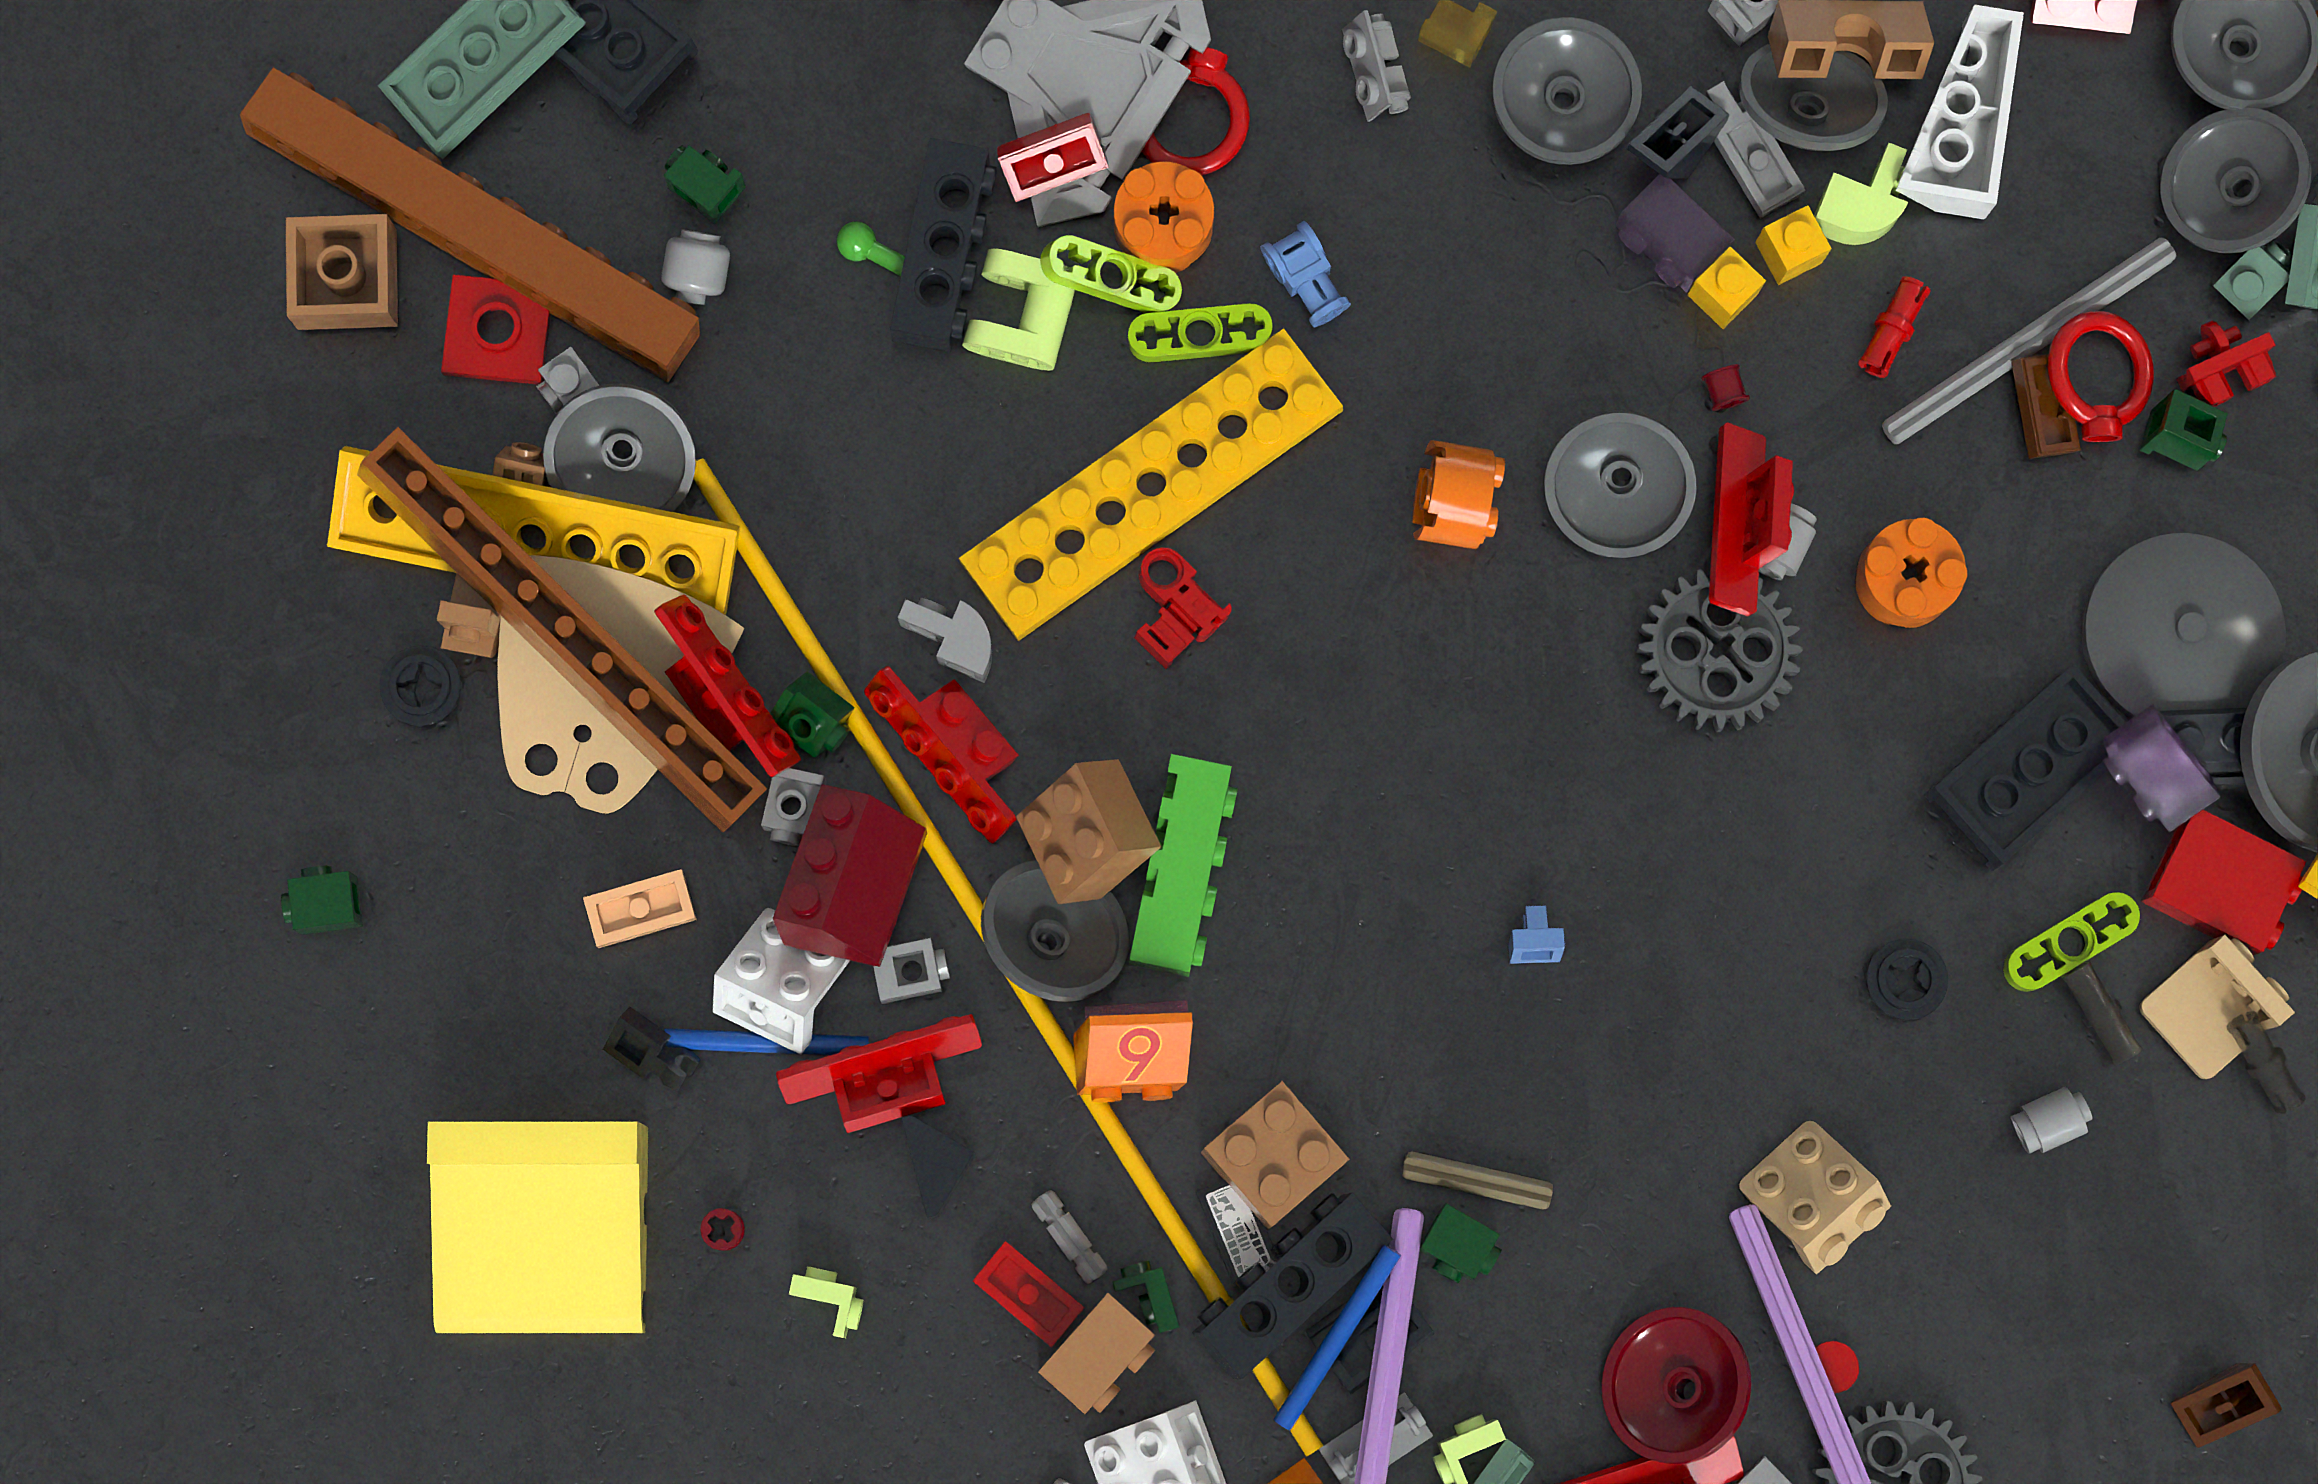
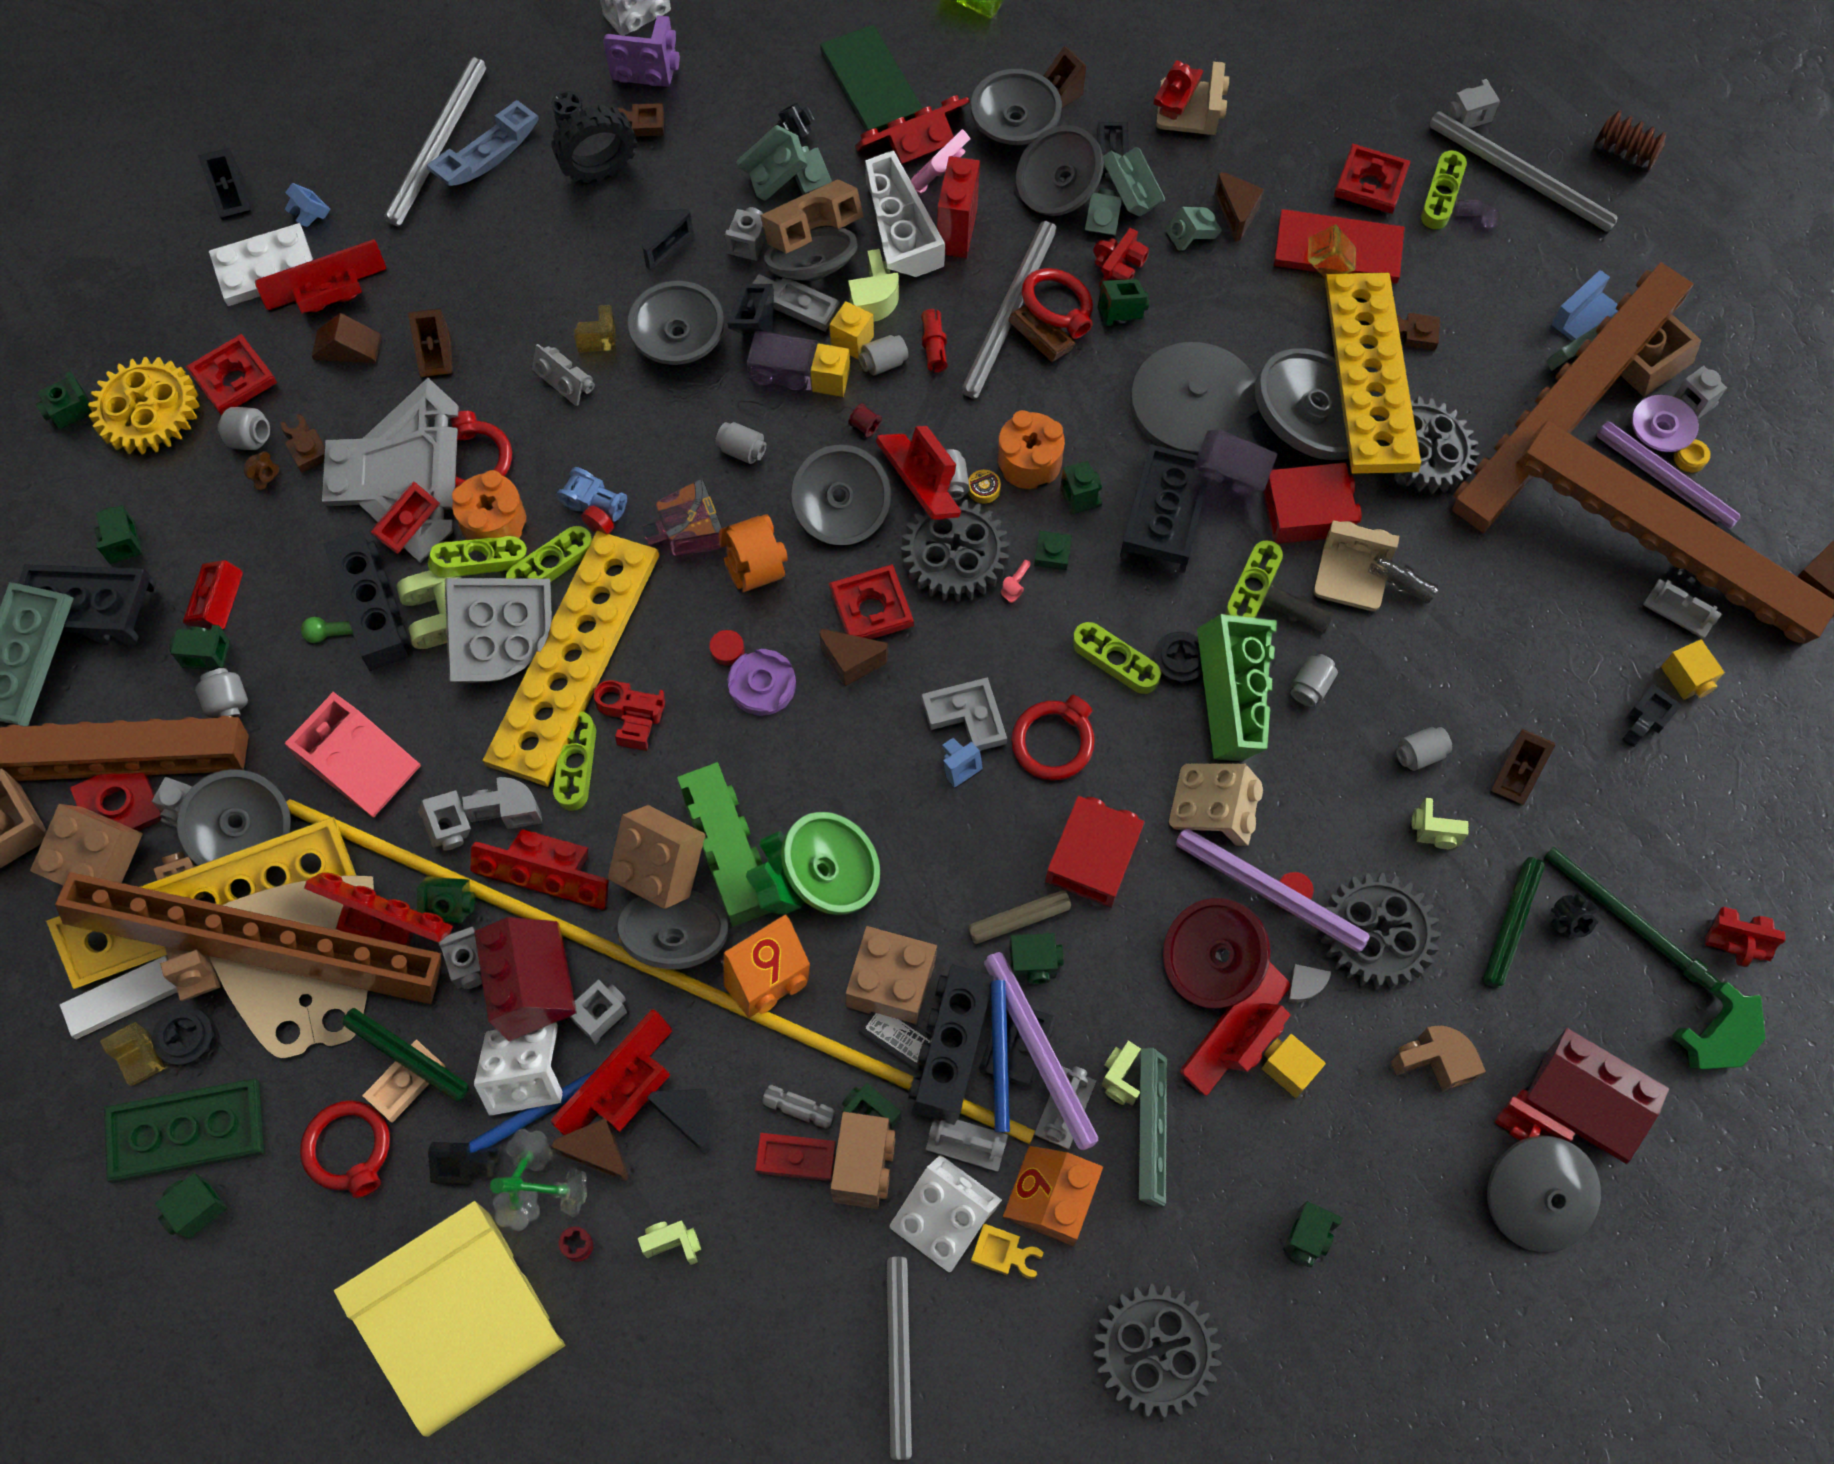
camera: 30 degrees left, 15 degrees down
(354, 673) = (133, 1052): none -> clear yellow panel
(362, 802) = (183, 1130): none -> dark green tile
(372, 588) = (117, 999): none -> white tile
(430, 381) = (85, 845): none -> medium nougat brick
(531, 994) = (361, 1178): none -> red piece
(658, 883) = (405, 1054): none -> dark green axle
(684, 1138) = (518, 1199): none -> clear plant
(758, 112) = (213, 595): none -> red slope
(808, 454) = (352, 754): none -> coral slope
(809, 1134) = (594, 1148): none -> reddish brown slope
(884, 601) = (445, 809): none -> light grey brick
(1057, 665) = (581, 774): none -> lime beam
(1076, 391) = (494, 626): none -> light grey plate
(1224, 957) = (770, 880): none -> green piece
(1235, 1409) = (967, 1143): none -> light grey hinge
(1292, 316) = (597, 520): none -> red tile
(1314, 974) = (841, 854): none -> bright green dish
(1347, 596) = (726, 647): none -> red tile
(1362, 670) = (761, 682): none -> medium lavender tile
(1403, 389) = (686, 521): none -> torso
(1493, 712) = (852, 655): none -> reddish brown slope
(1543, 319) = (741, 442): none -> light grey brick
(1594, 635) = (879, 585): none -> red piece
(1602, 877) = (970, 704): none -> light grey plate
(1624, 1160) = (1094, 850): none -> red brick
(1721, 966) = (1073, 711): none -> red piece
(1756, 746) = (1011, 588): none -> coral hand
(1812, 306) = (883, 354): none -> light grey brick
(1818, 581) = (984, 486): none -> tile
(1846, 727) = (1053, 550): none -> dark green plate
(1849, 957) = (1130, 679): none -> lime beam
(1940, 668) = (1081, 487): none -> dark green brick
(1947, 1067) = (1236, 683): none -> bright green wedge
(2054, 154) = (958, 205): none -> red brick
(2065, 1420) = (1437, 831): none -> yellowish green bracket
(2075, 63) = (938, 163): none -> bright pink plate
(2123, 1298) = (1424, 748): none -> light grey brick

